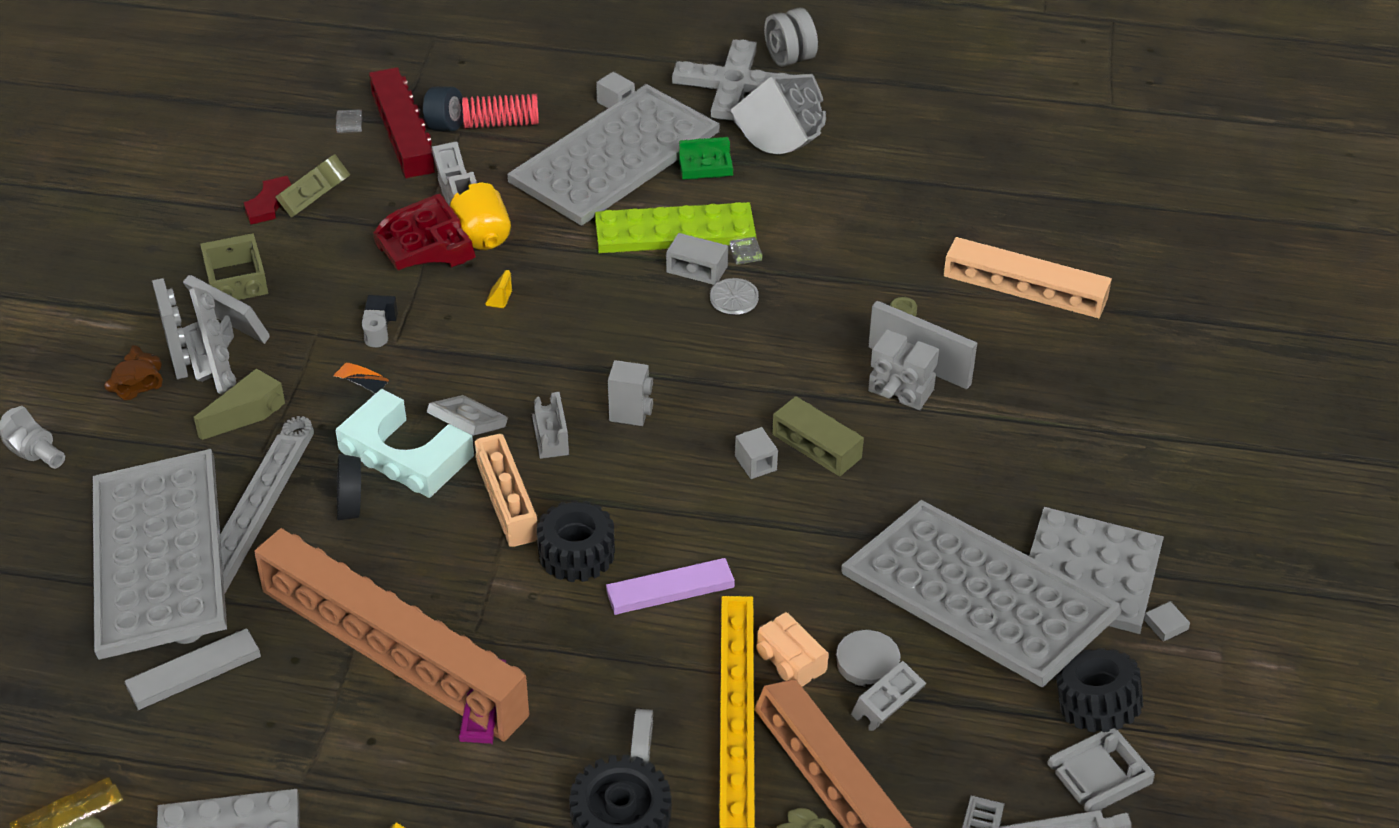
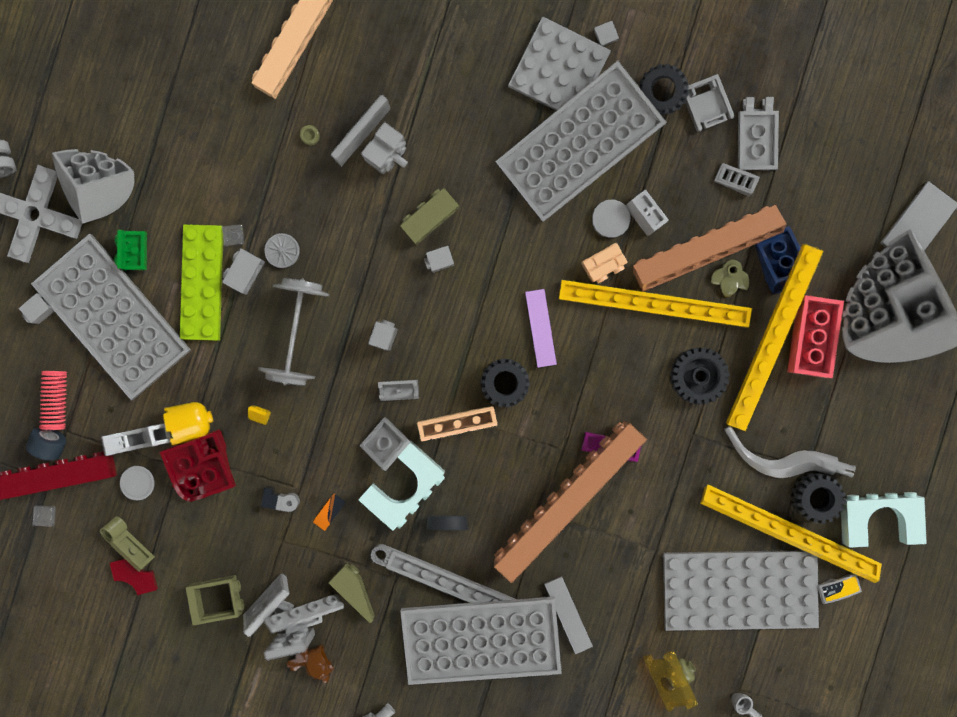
camera: 80 degrees left, 45 degrees up
(396, 190) = (137, 483): none -> light grey piece
(557, 295) = (287, 376): none -> light grey axle
(642, 735) = (655, 358): light grey beam -> none

